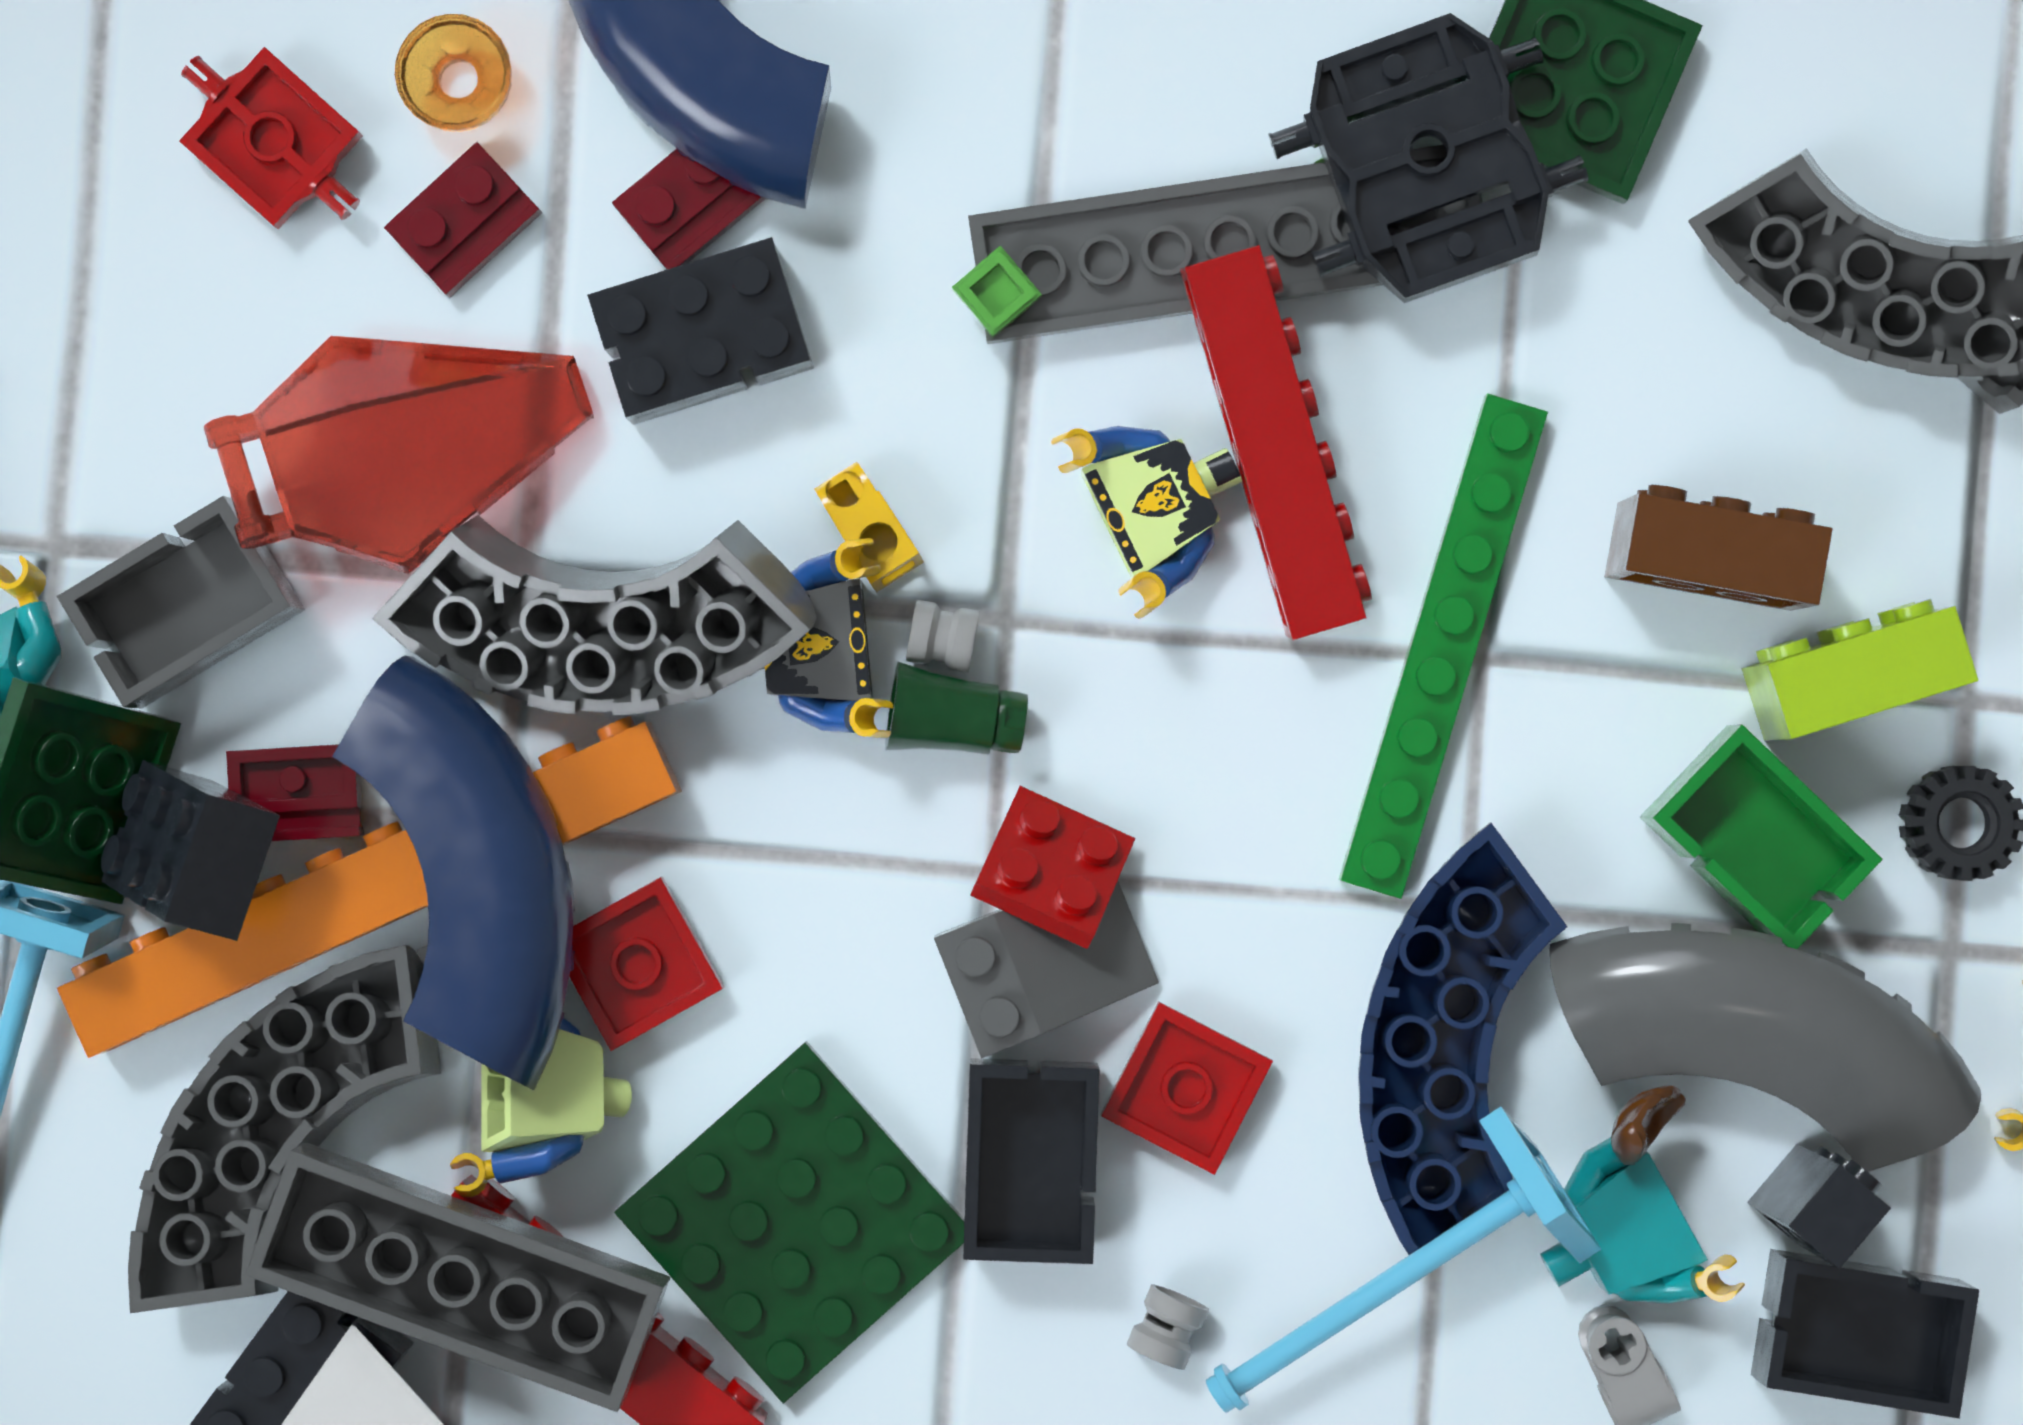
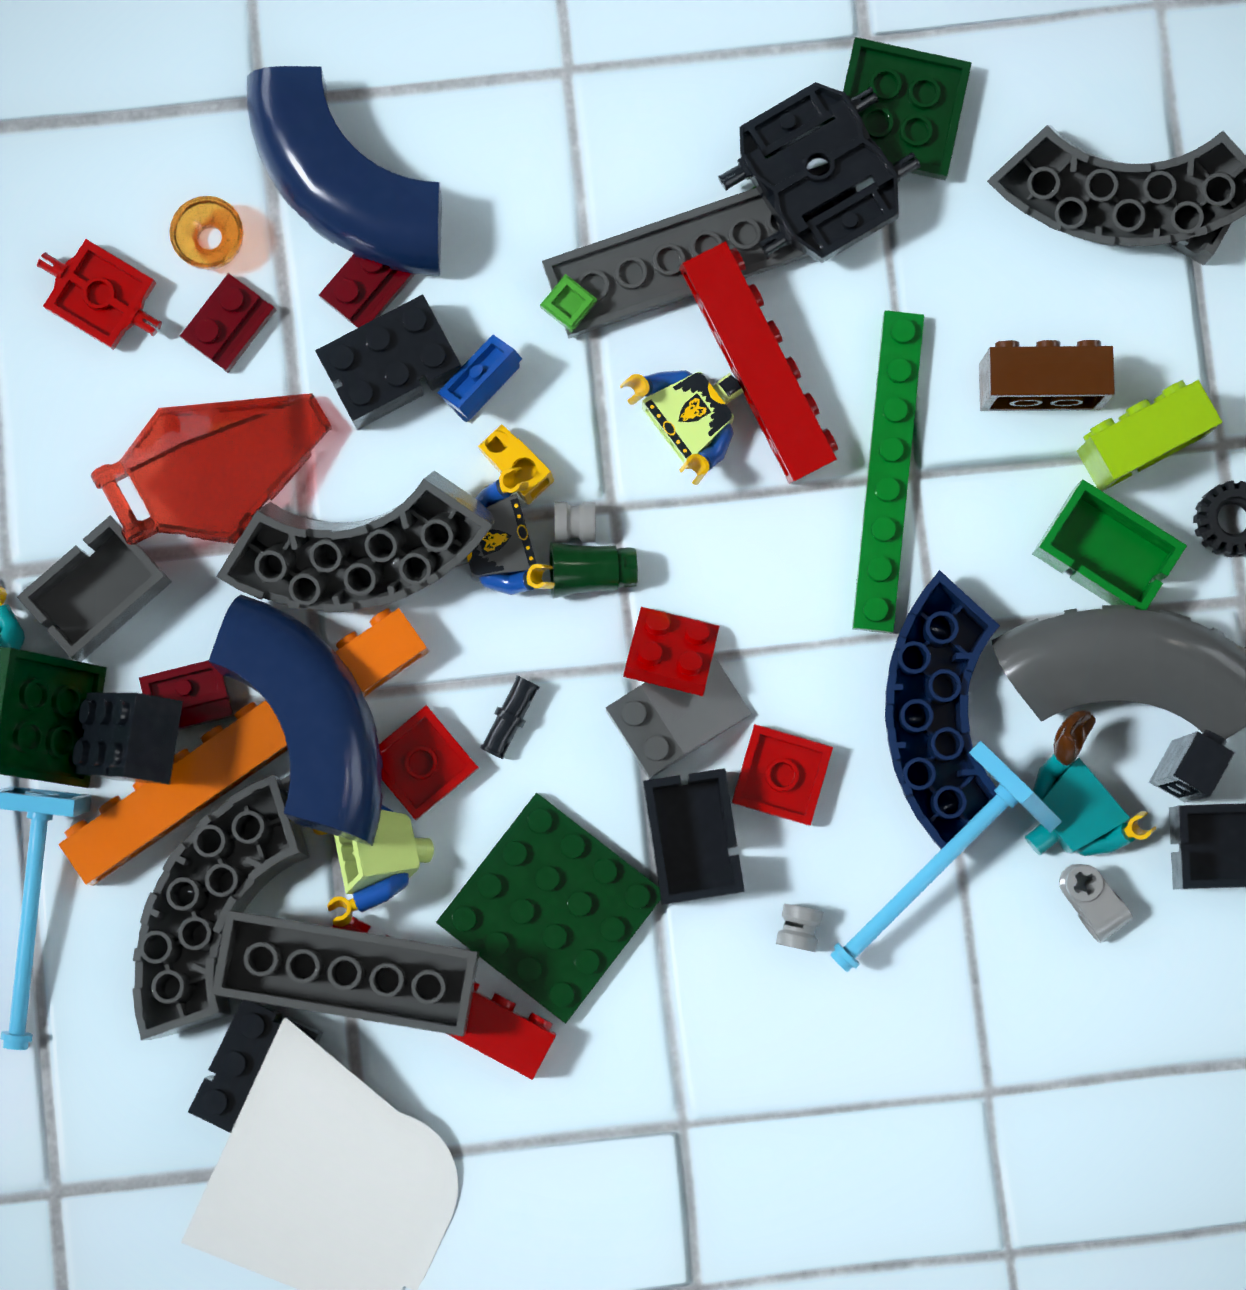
camera: 10 degrees left, 5 degrees down
(785, 919) = (509, 717): none -> black pin
(837, 383) = (480, 377): none -> blue panel

